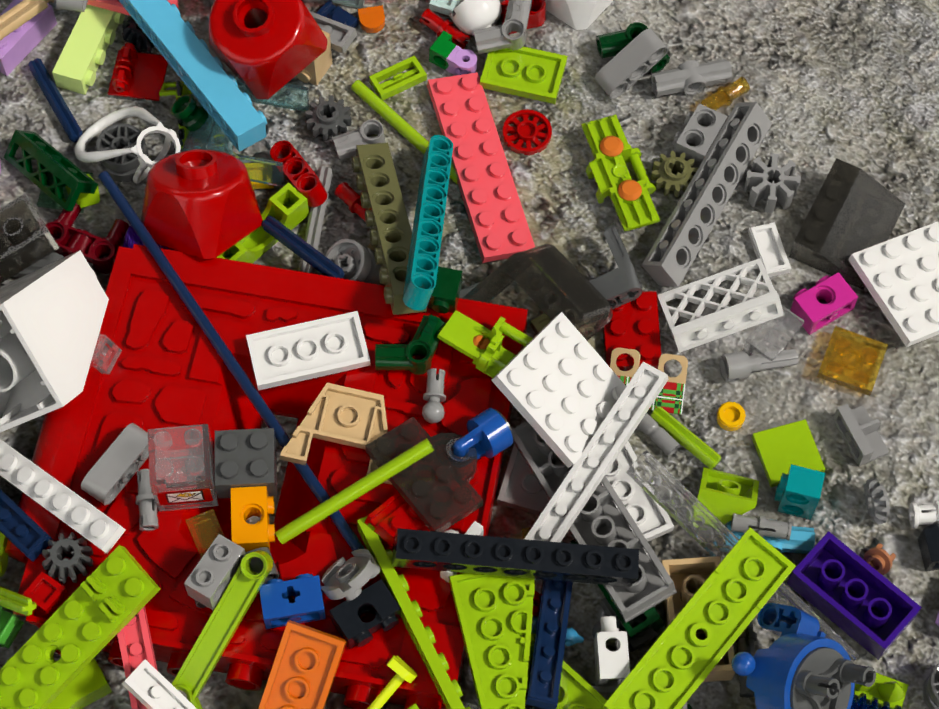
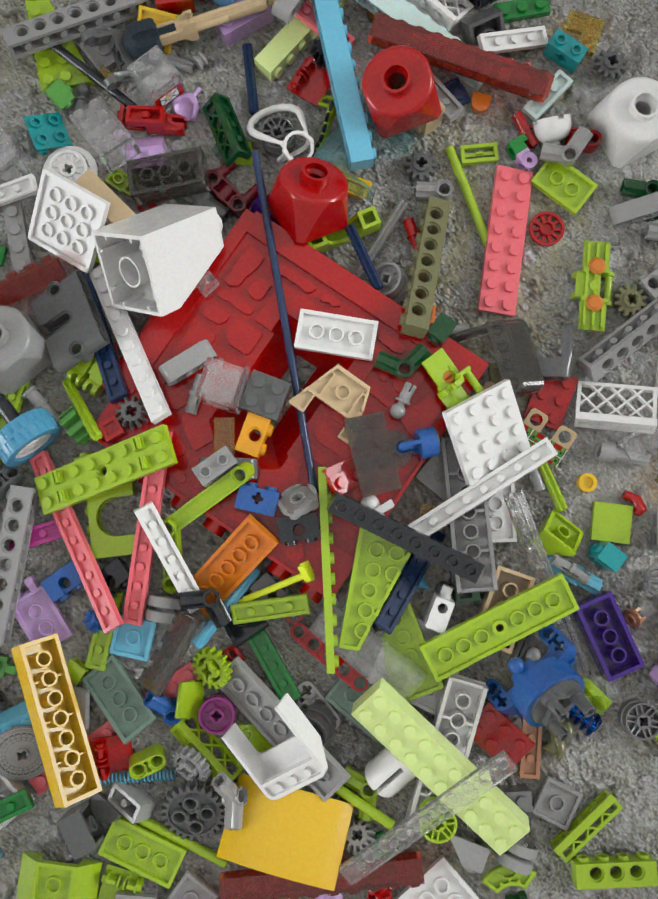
camera: 25 degrees right, 20 degrees up
(187, 111) = (329, 125): dark green wheel -> none
(299, 173) = (384, 192): red beam -> none
(354, 491) = (325, 447): lime piece -> none
(428, 223) = (450, 278): teal beam -> none
(808, 411) = (637, 501): none -> red arm

